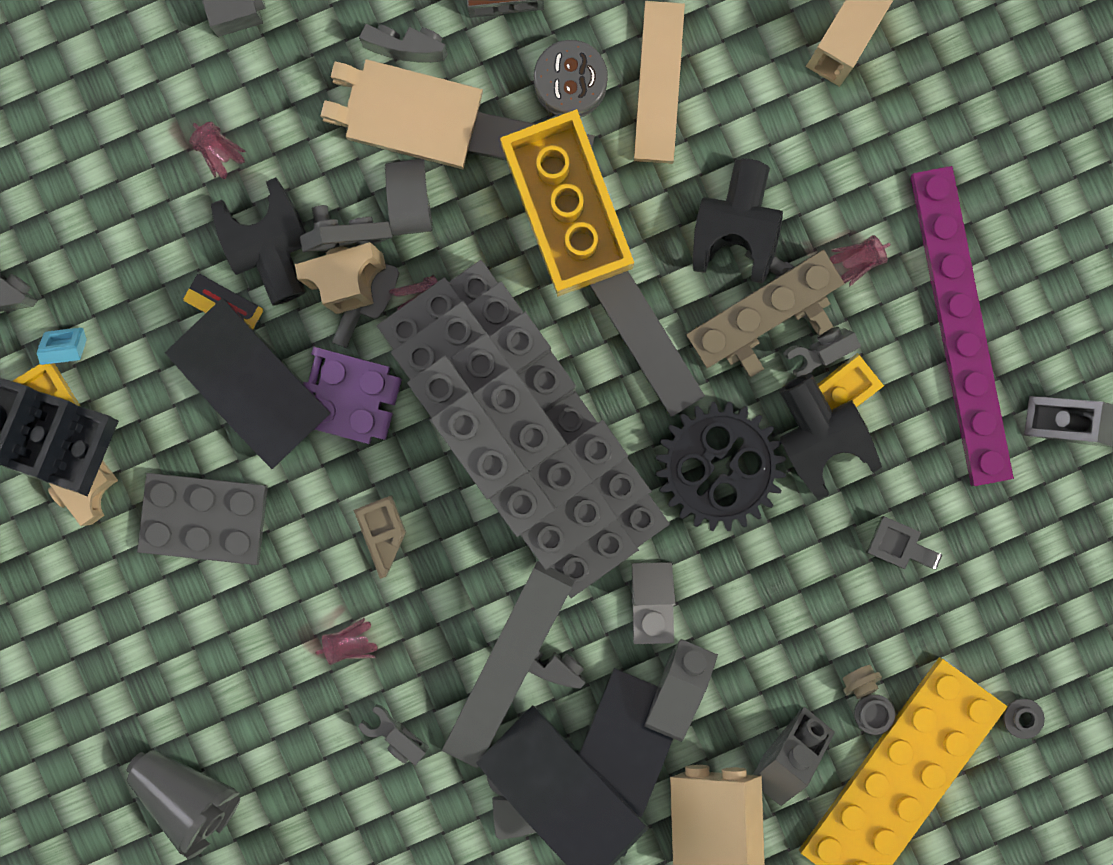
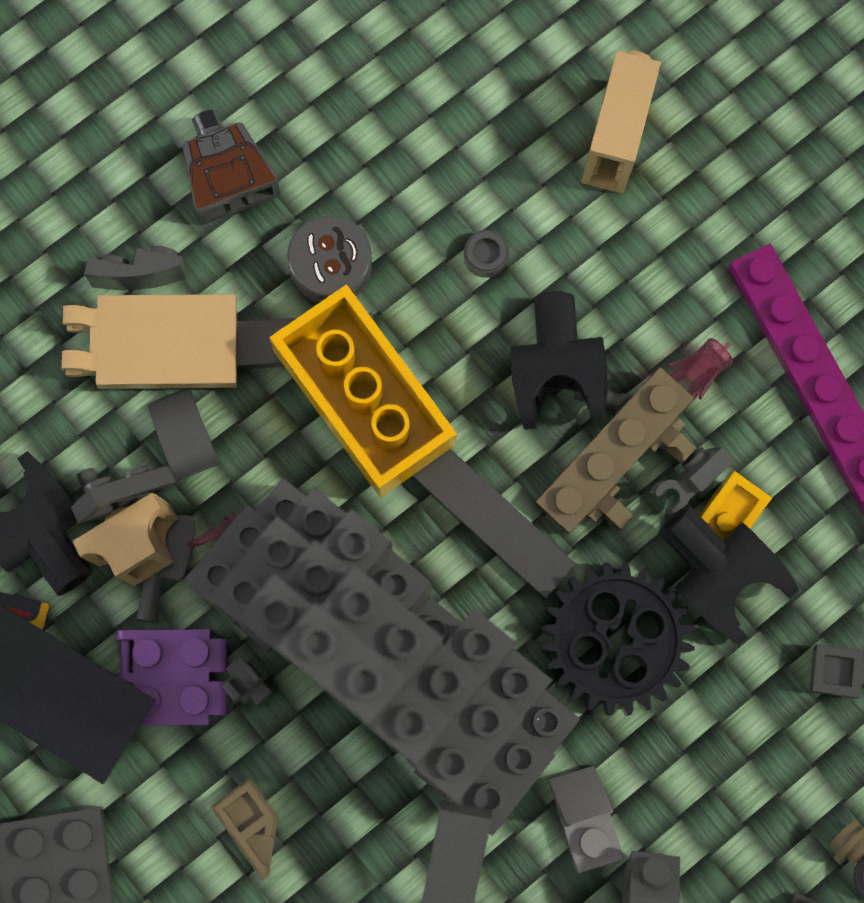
camera: 25 degrees left, 10 degrees down
(407, 420) = (246, 683): none -> dark grey plate
(659, 82) = (427, 239): tan tile -> none
(705, 108) = (486, 253): none -> dark grey tile

